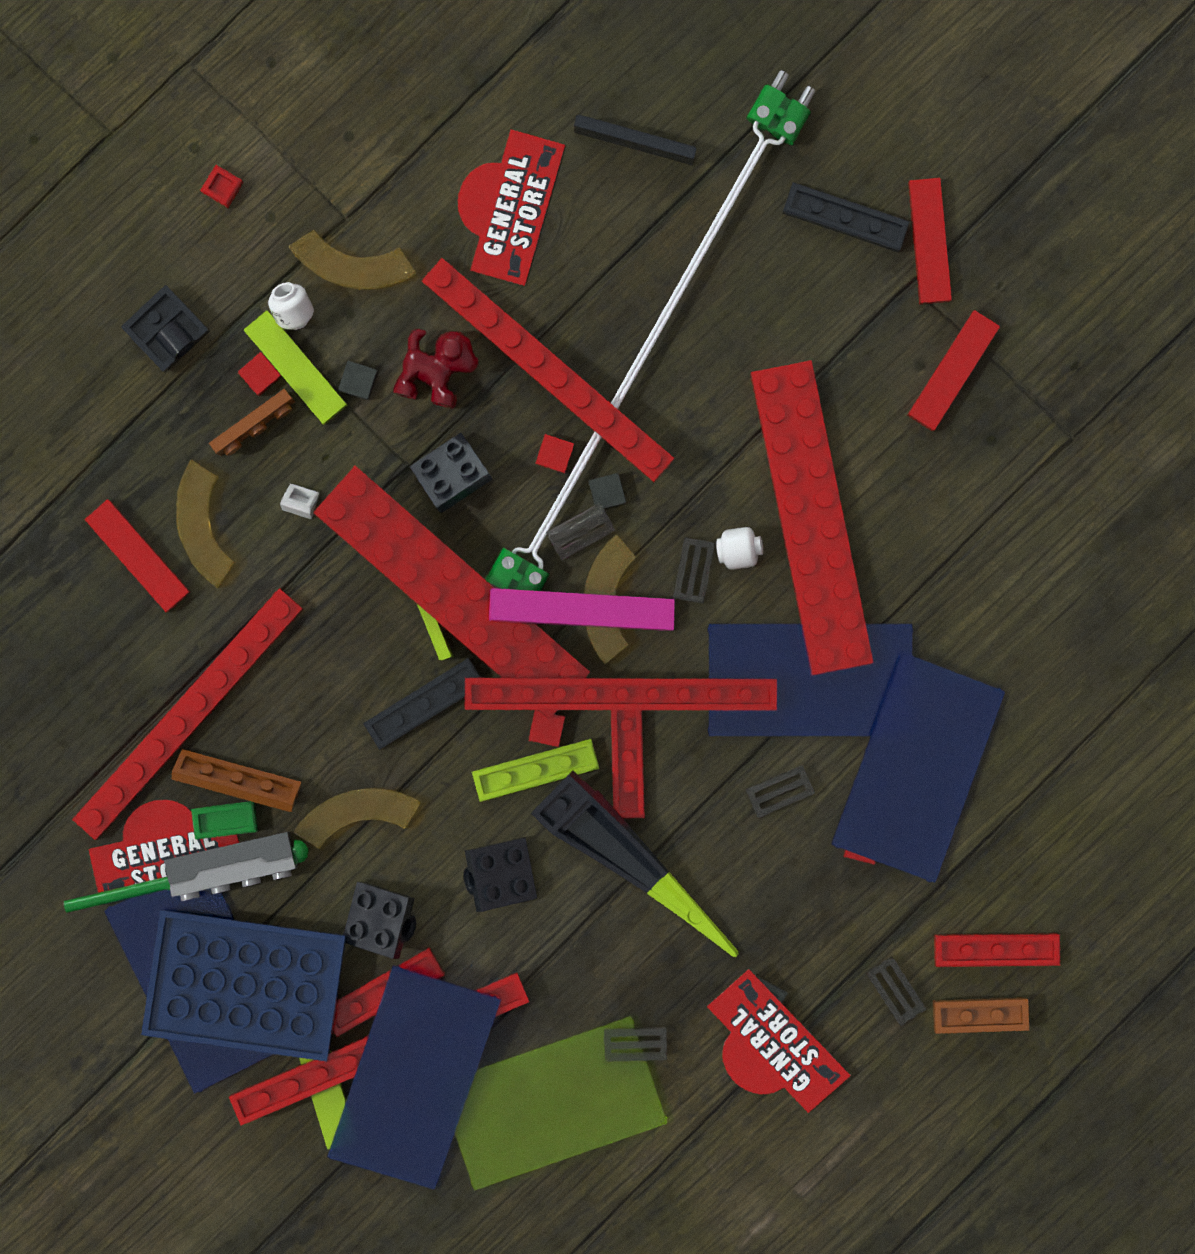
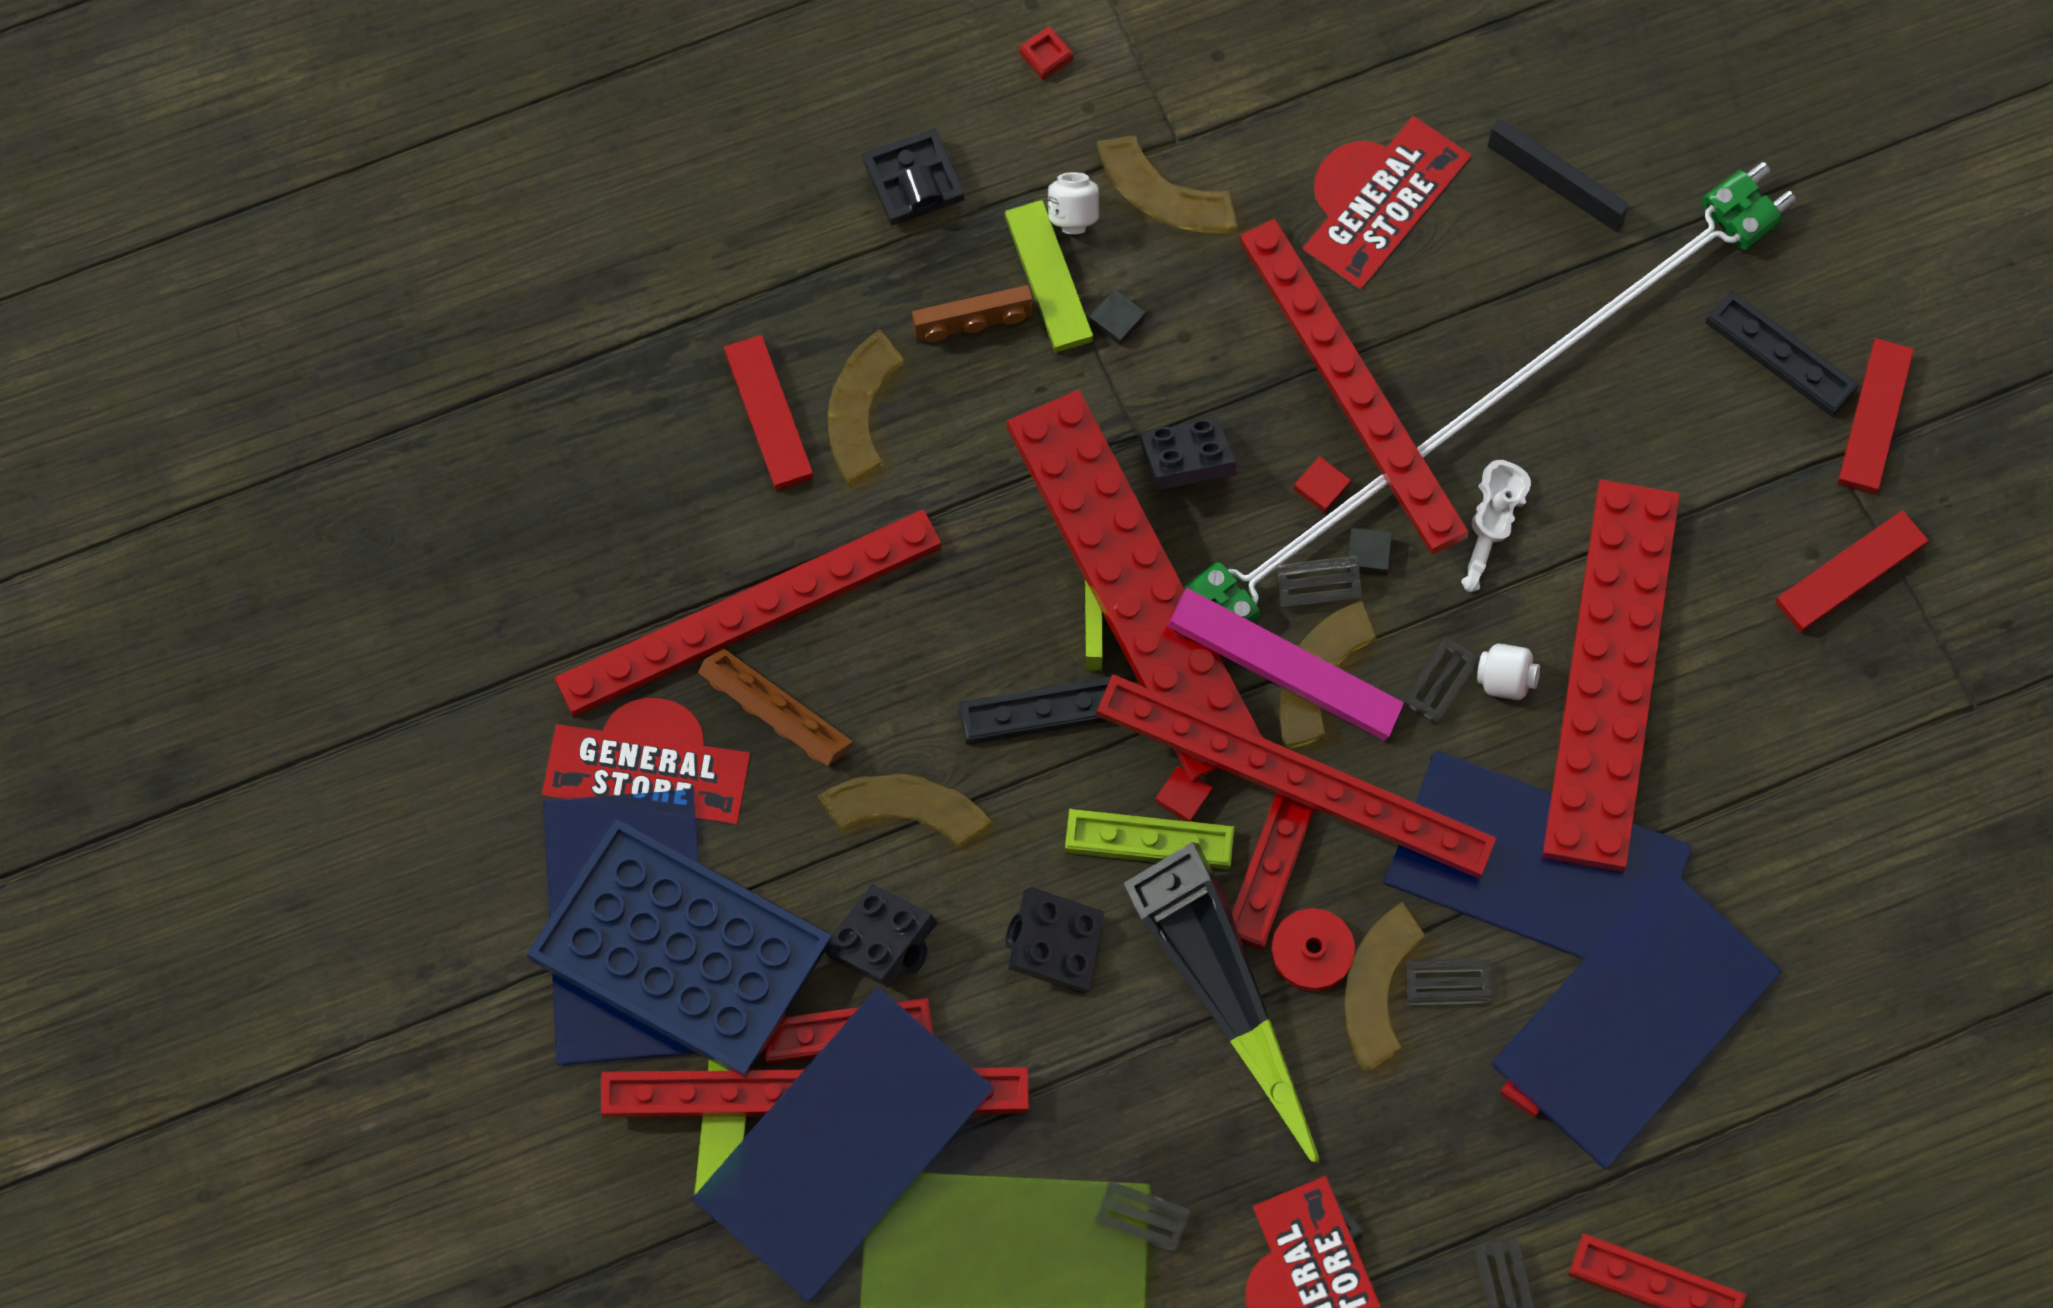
camera: 20 degrees right, 20 degrees down
(212, 870) = (703, 797): piece -> none
(224, 820) = (739, 750): green tile -> none
(259, 374) = (1002, 267): red tile -> none
(299, 501) = (987, 424): white slope -> none
(452, 355) = (1244, 324): dark red animal -> none
(679, 789) = (1310, 970): none -> red plate
(685, 405) = (1503, 488): none -> white piece
(726, 813) = (1369, 985): none -> clear yellow tile

